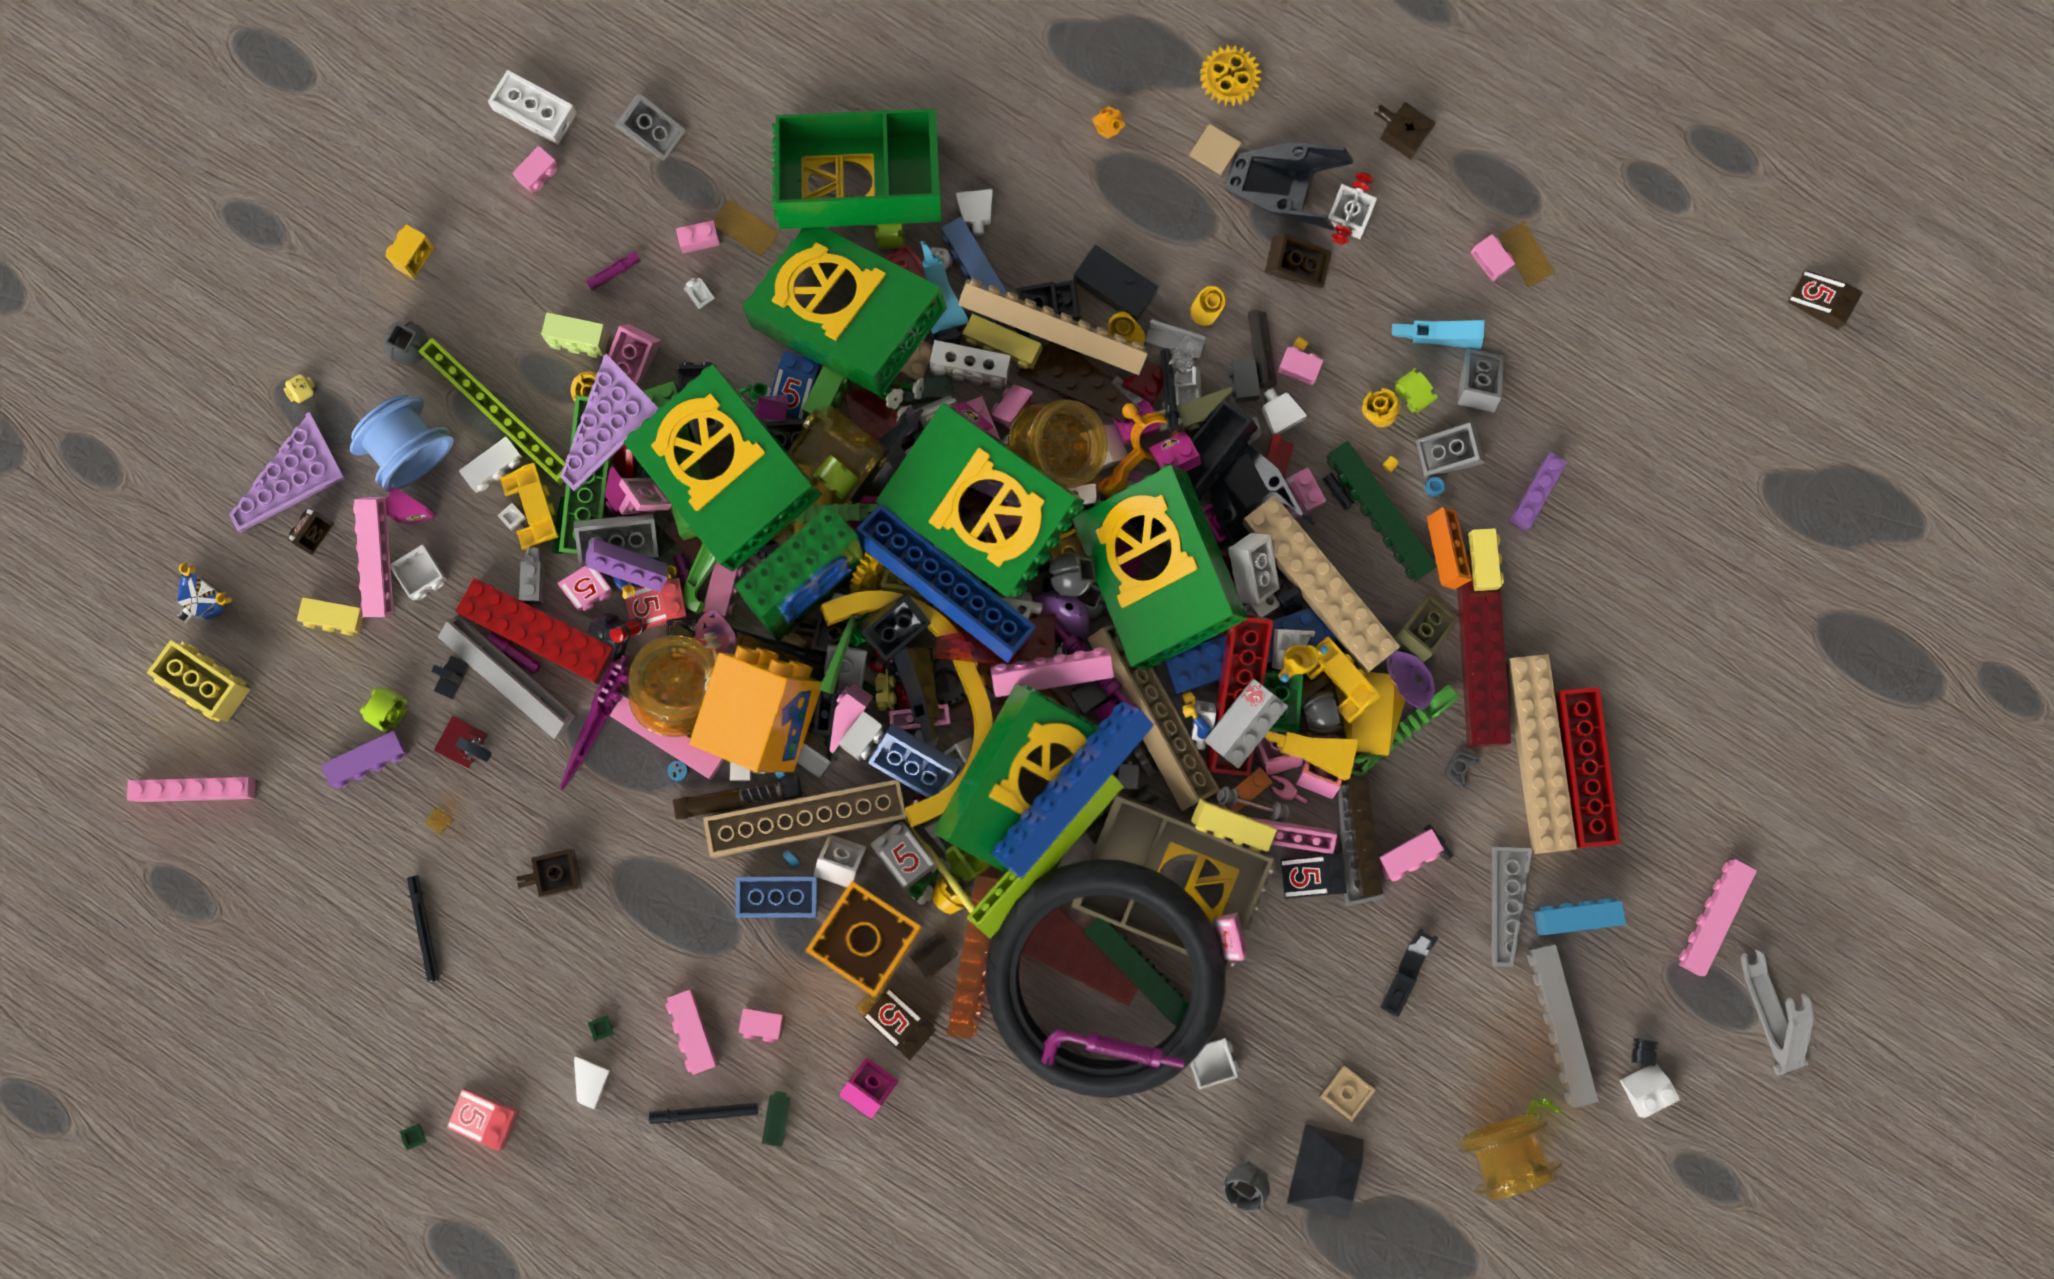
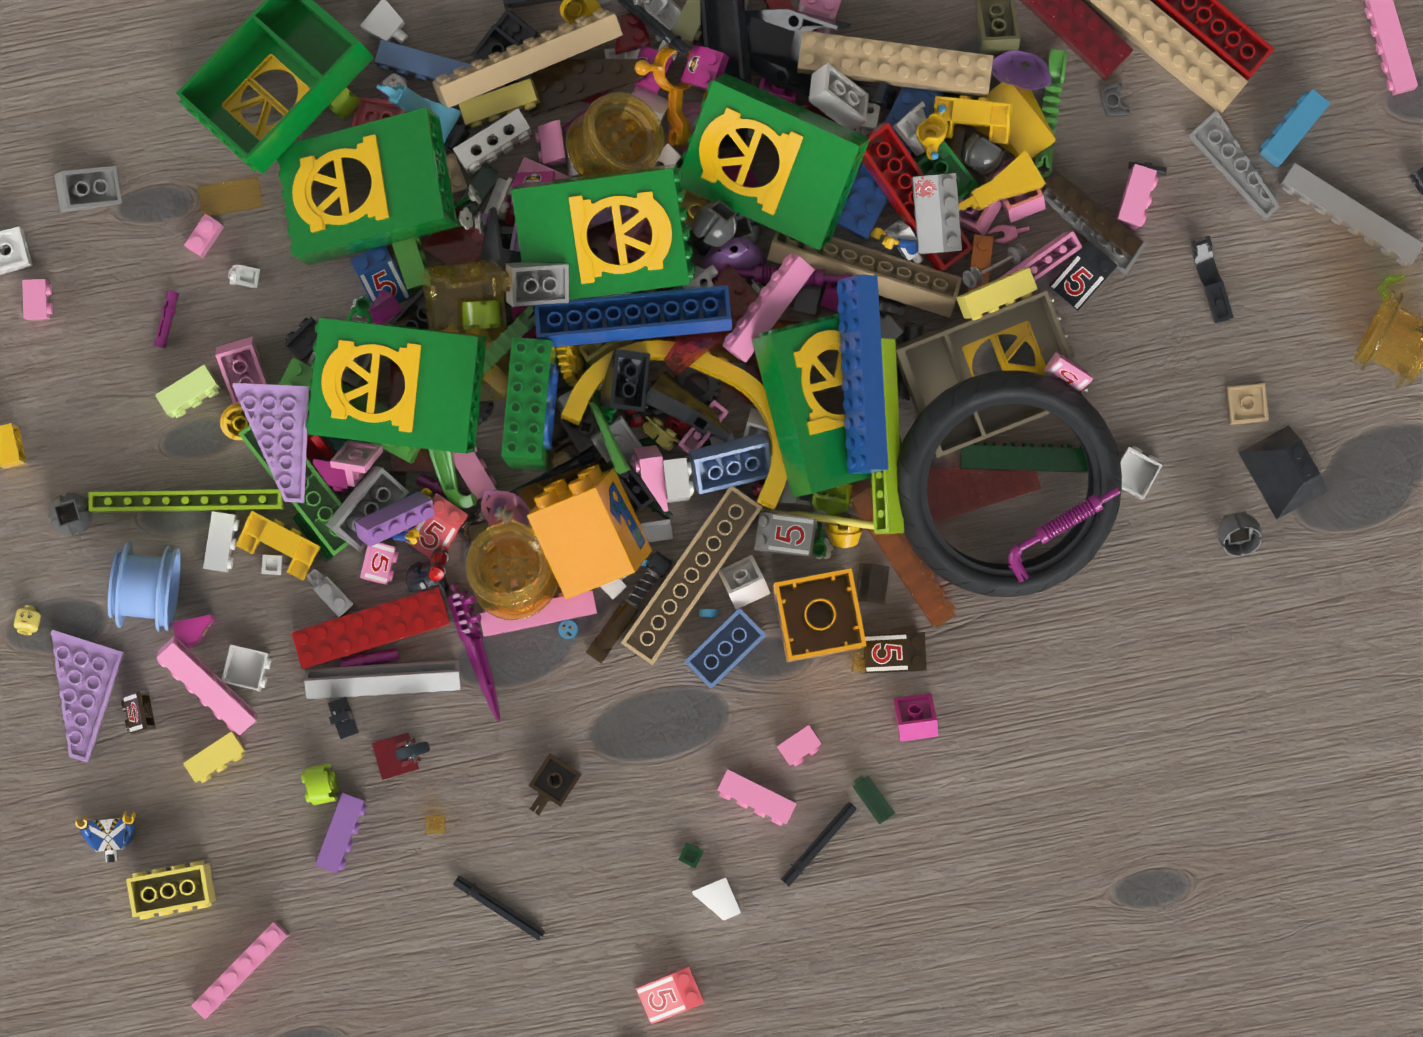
camera: 40 degrees left, 5 degrees up
(895, 490) = (537, 283): none -> light grey slope

